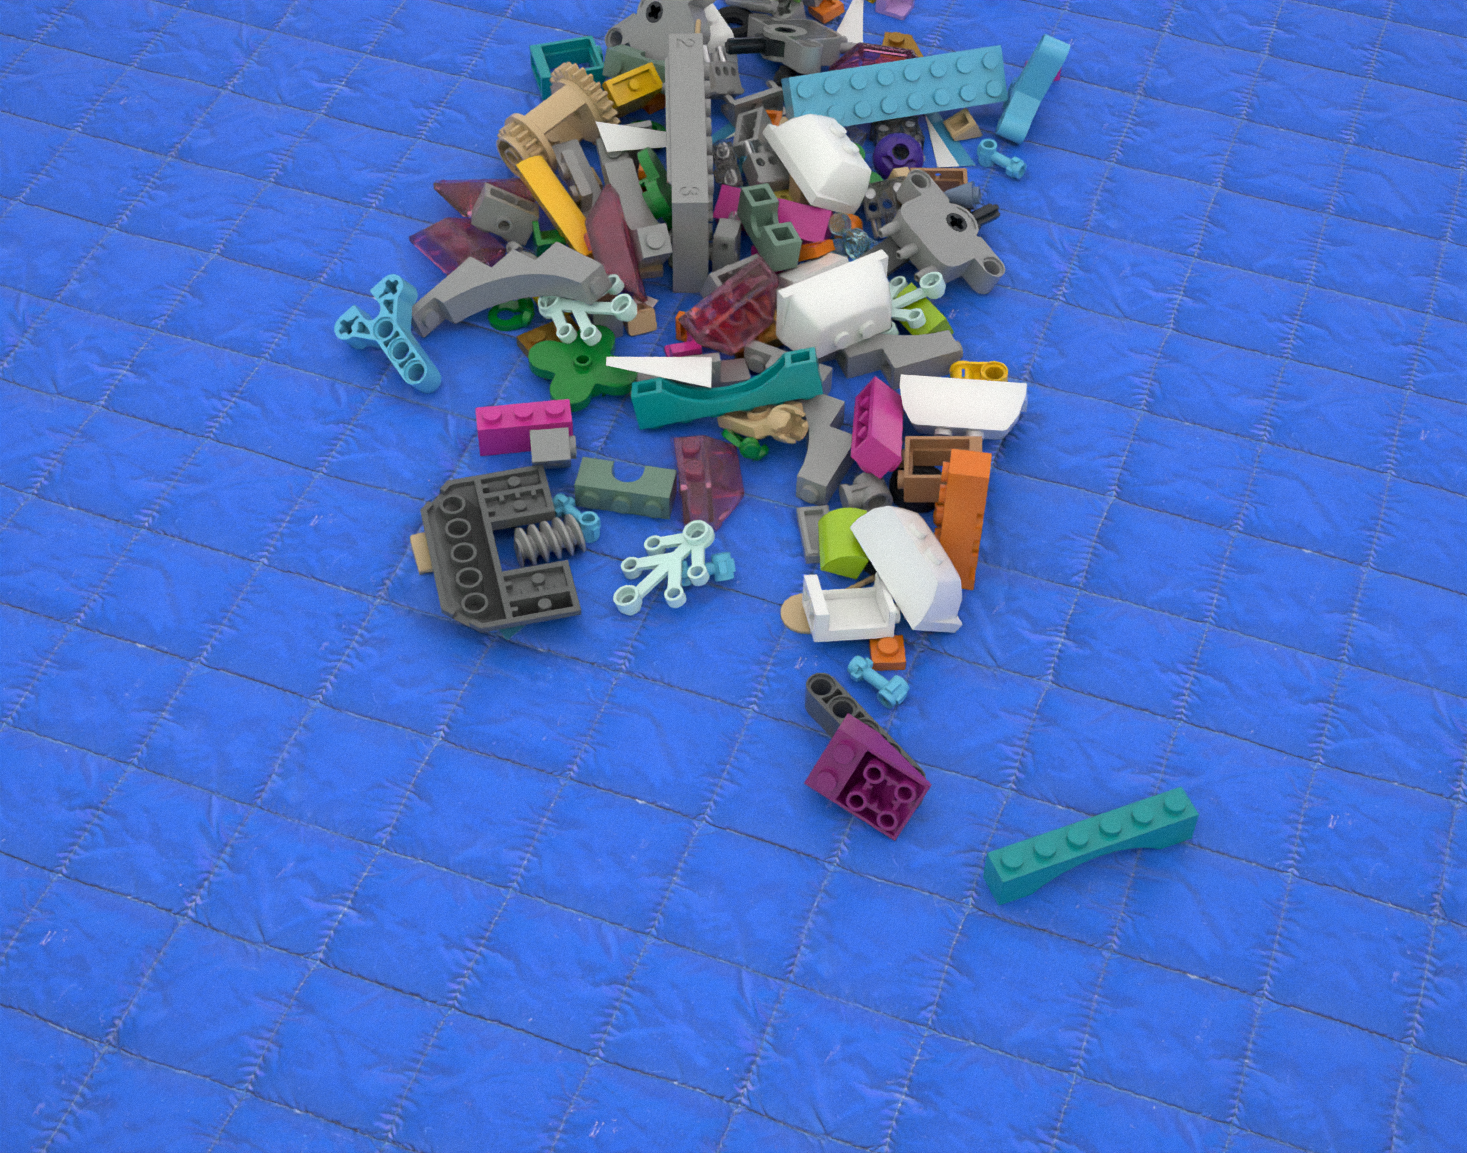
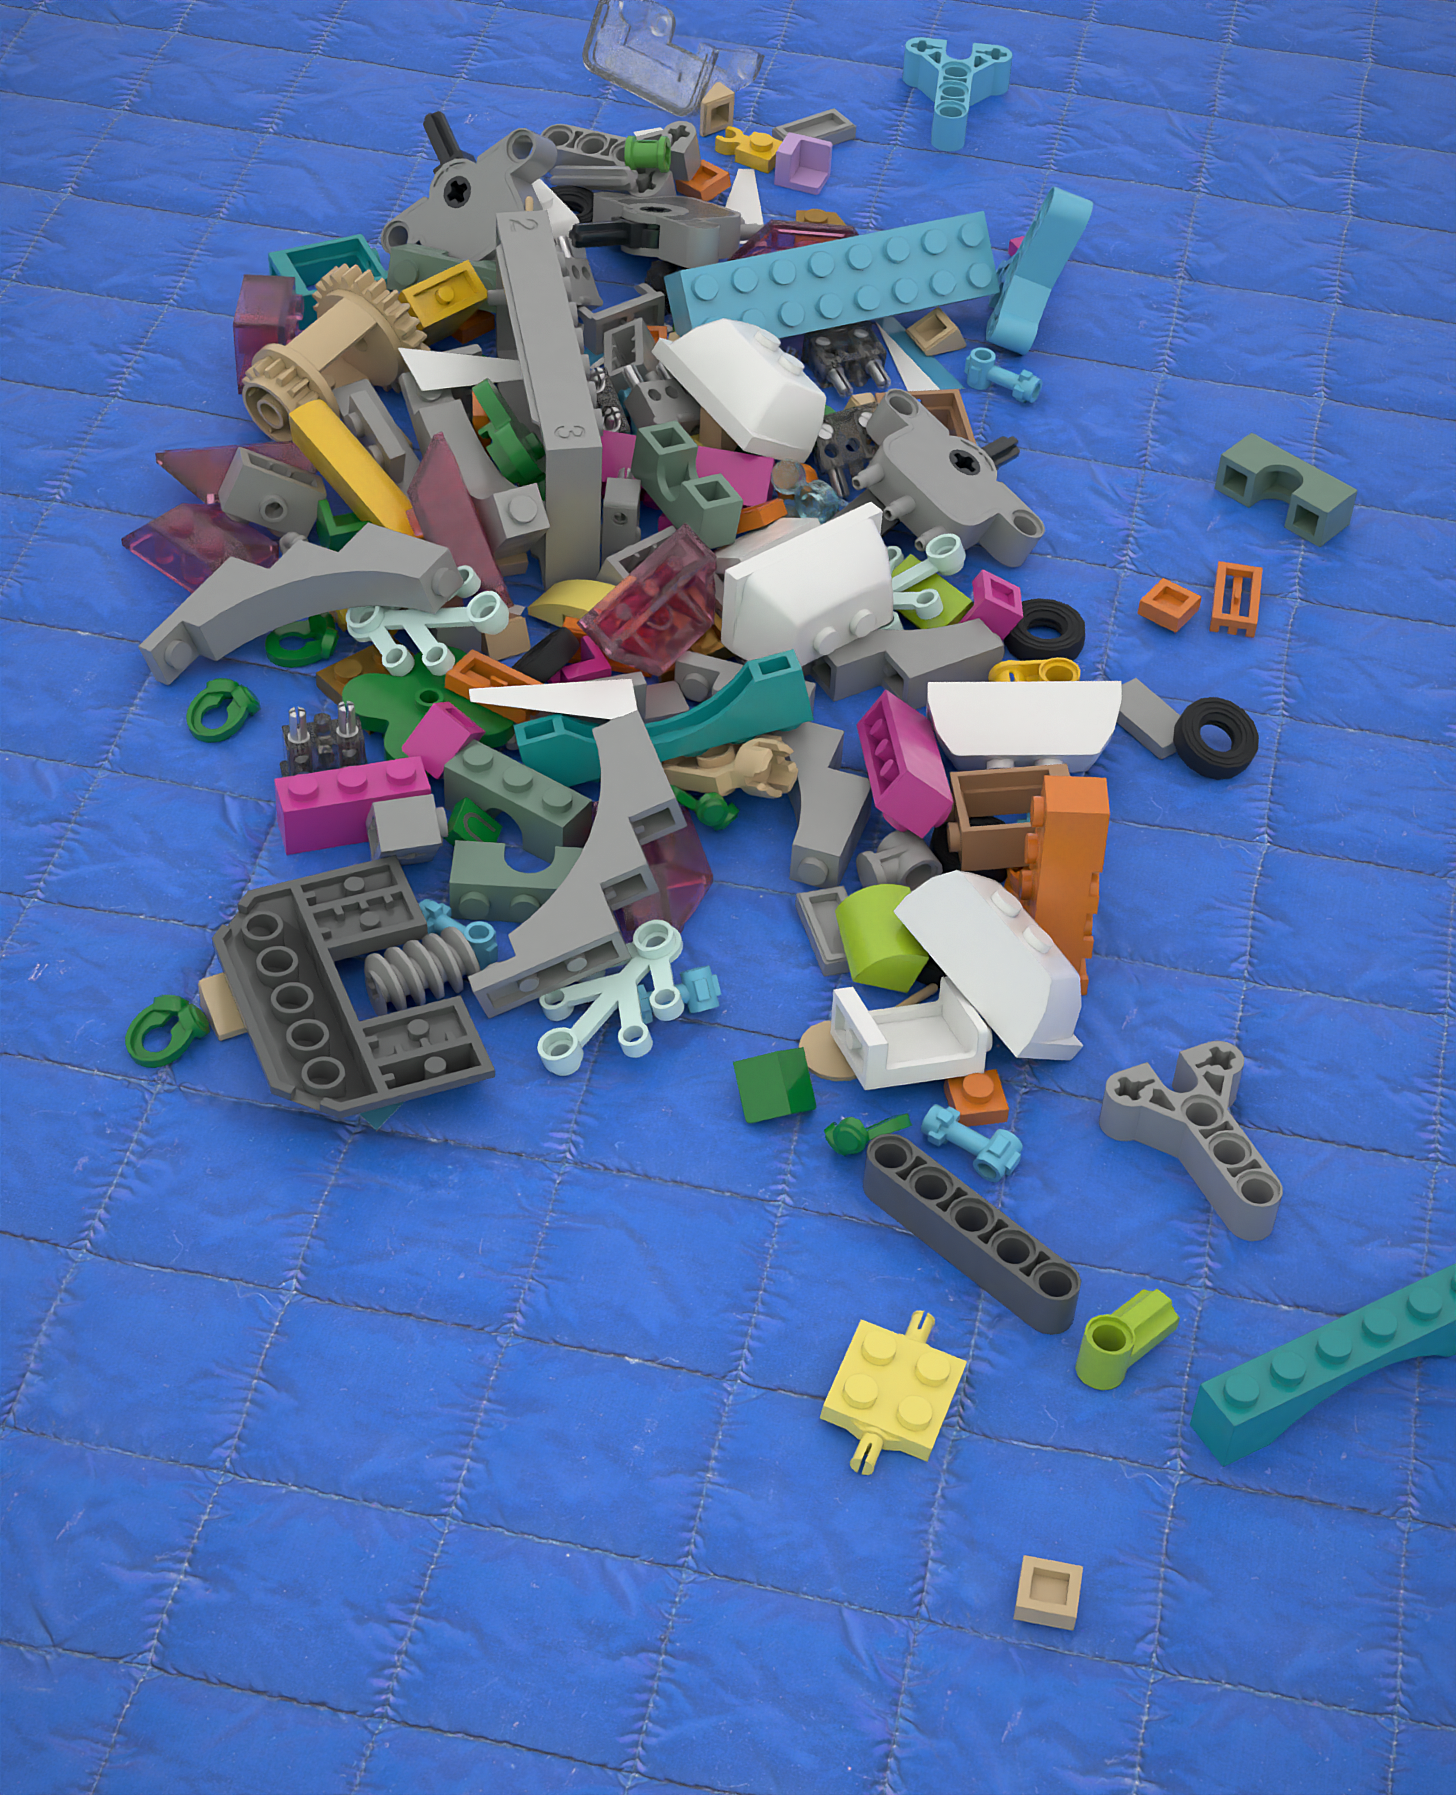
camera: 10 degrees left, 5 degrees down
(395, 314) = (125, 630): medium azure beam -> none
(402, 563) = (191, 1024): none -> green piece
(453, 343) = (211, 697): none -> green piece
(511, 385) = (322, 743): none -> clear smoke piece
(518, 91) = (263, 316): none -> clear pink brick
(586, 389) = (441, 736): none -> dark pink panel
(597, 446) = (471, 824): none -> green tile
(605, 348) = (481, 671): none -> orange tile
(612, 420) = (540, 806): none -> sand green arch
(649, 519) = (576, 926): none -> light grey arch
(659, 339) = (548, 655): none -> black tyre
(683, 298) = (568, 599): none -> light yellow slope
(759, 633) = (774, 1085): none -> green panel
(797, 838) = (893, 1391): none -> light yellow plate
(799, 673) = (852, 1137): none -> green piece
(868, 778) = (993, 1287): magenta slope -> none
(869, 974) = (1048, 1592): none -> tan plate
(884, 160) = (834, 383): dark purple piece -> none
(949, 817) = (1122, 1338): none -> lime piece
(961, 321) = (995, 603): none -> dark pink panel
(965, 195) = (969, 424): sand blue cone -> none
(993, 328) = (1052, 615): none -> black tyre
(1024, 687) = (1198, 1132): none -> light grey beam
(1052, 406) = (1147, 718): none -> light grey tile
(1080, 328) = (1169, 605): none -> orange plate
(1100, 408) = (1199, 755): none -> black tyre
(1124, 342) = (1233, 620): none -> orange tile
(1161, 237) = (1260, 470): none -> sand green arch

